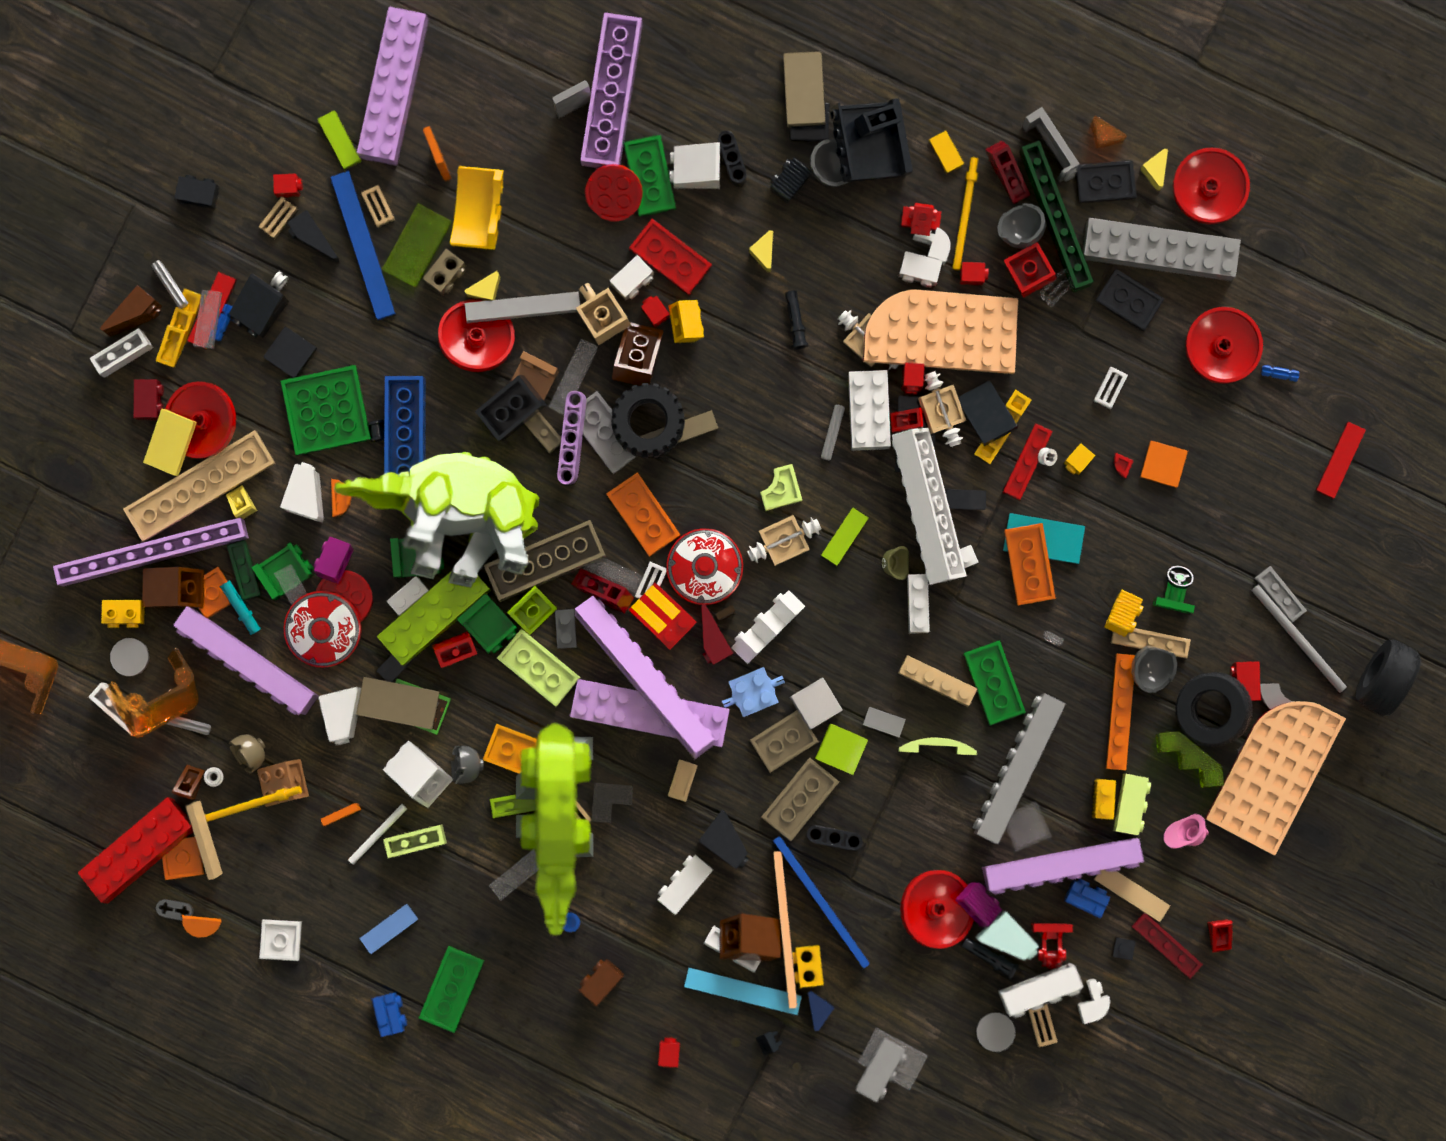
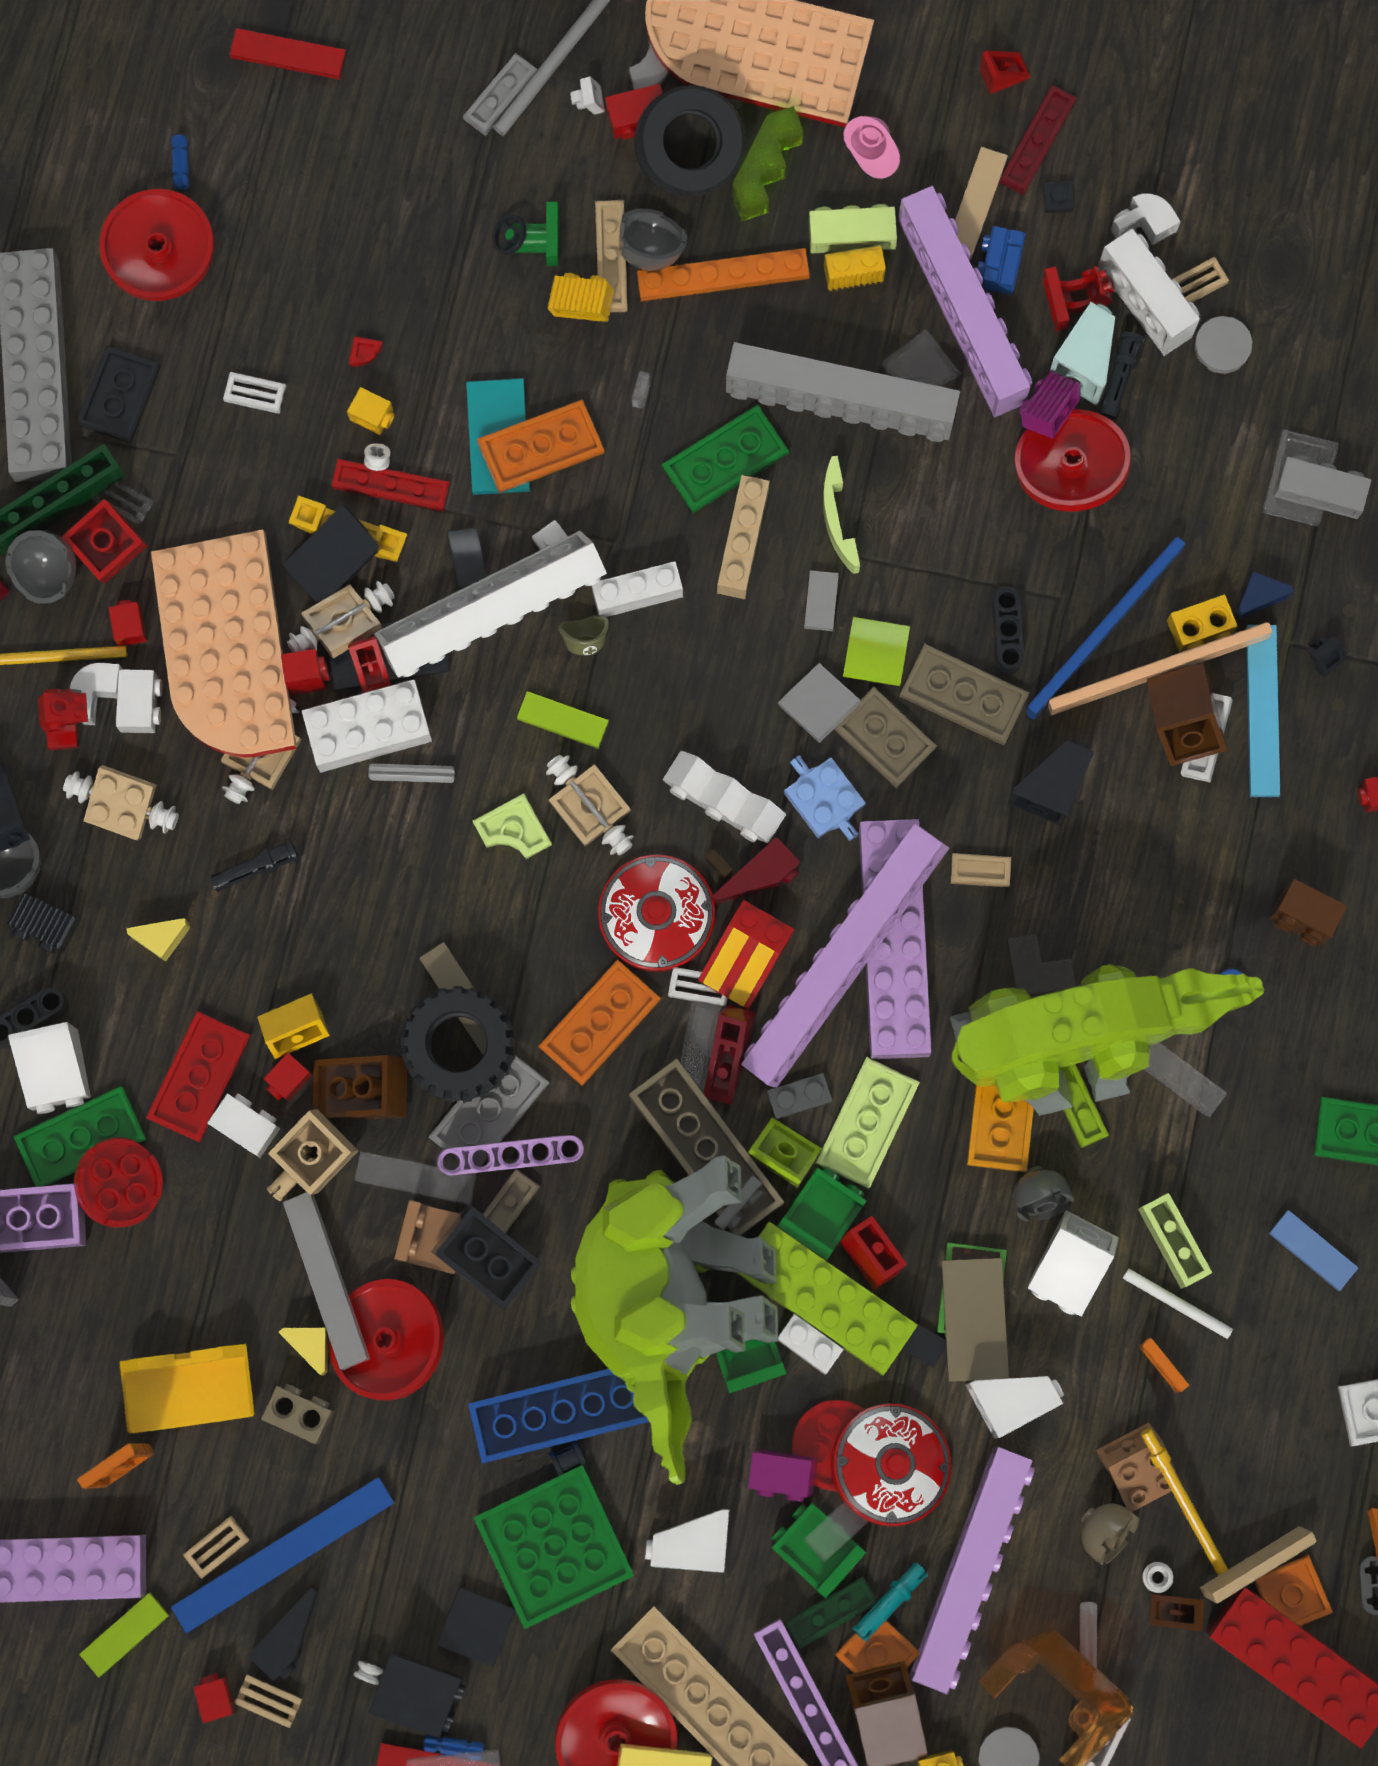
camera: 105 degrees left, 5 degrees down
(241, 503) = (727, 1644): light yellow slope -> none
(340, 502) = (690, 1490): orange tile -> none
(416, 245) = (265, 1470): clear neon green tile -> none
(507, 579) = (749, 1194): none -> dark grey plate
(684, 883) = (1131, 829): white brick -> none
(856, 244) = (120, 802): none -> tan plate
(1163, 464) = (349, 293): orange tile -> none
(1264, 652) = (589, 97): none -> white tile

